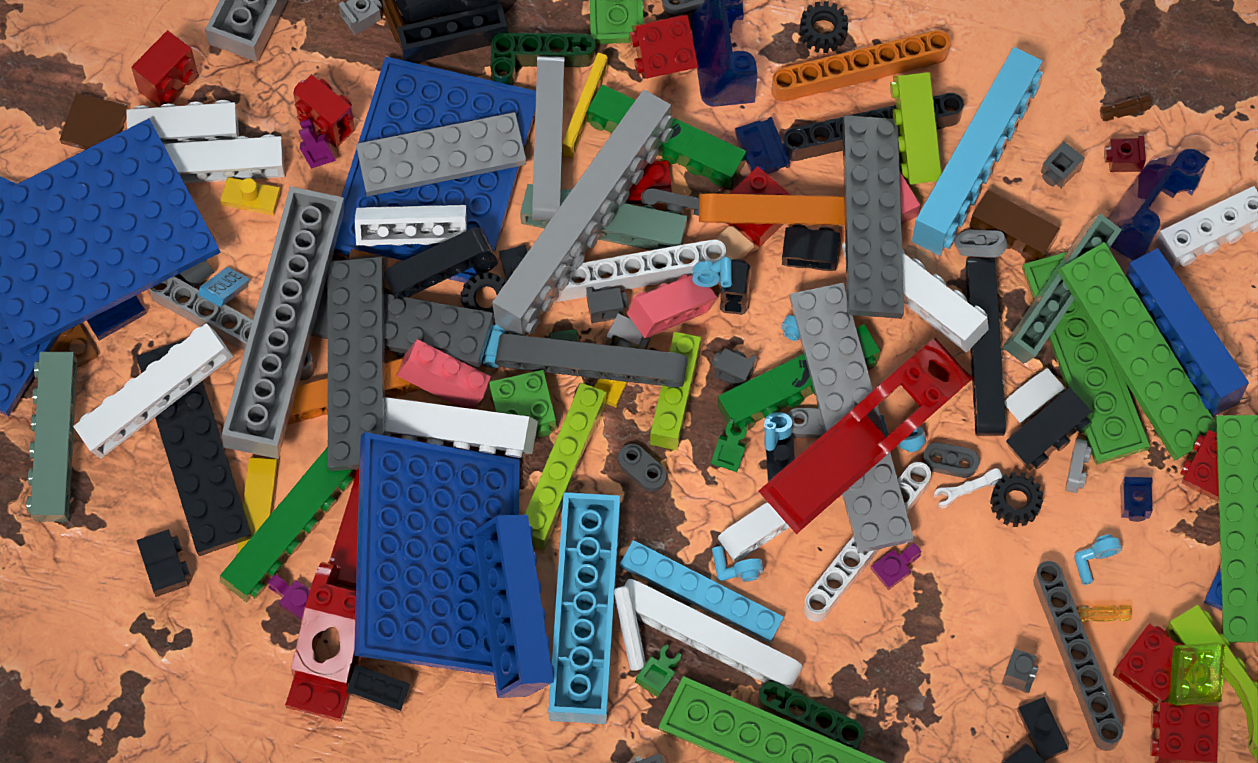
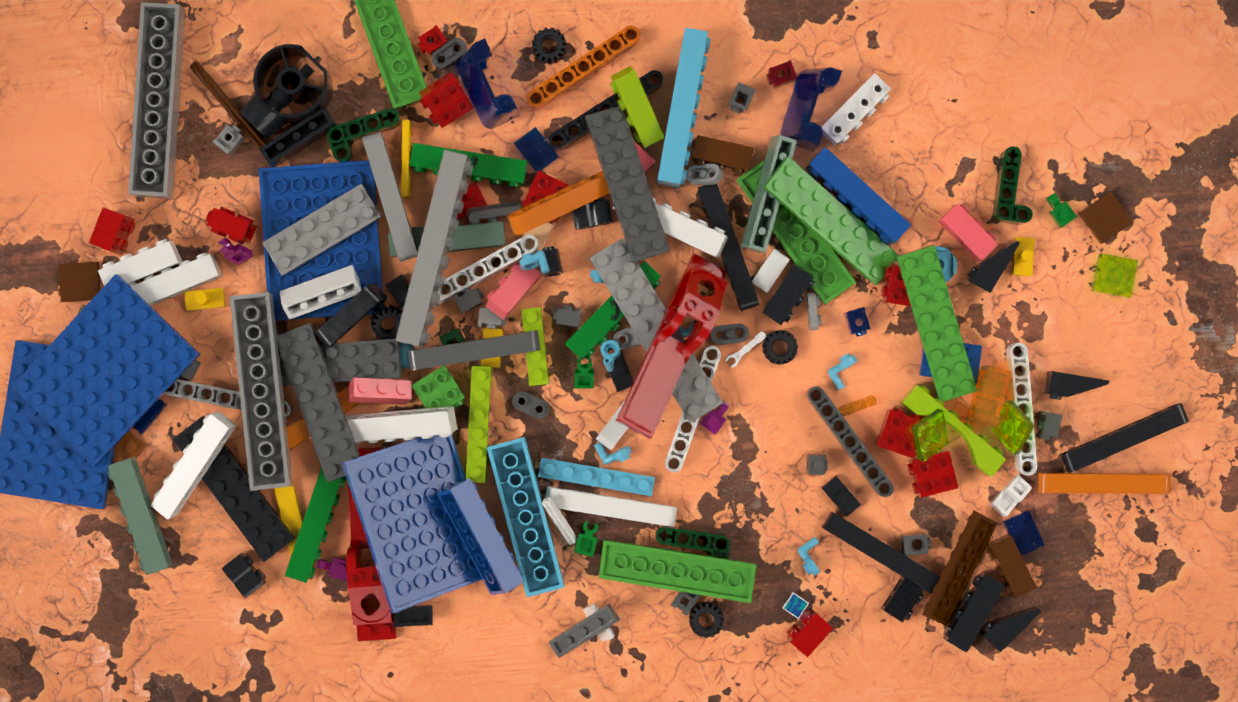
camera: 20 degrees left, 20 degrees up
(223, 286) = (211, 373): dark azure tile -> none
(1125, 107) = (771, 38): reddish brown axle -> none

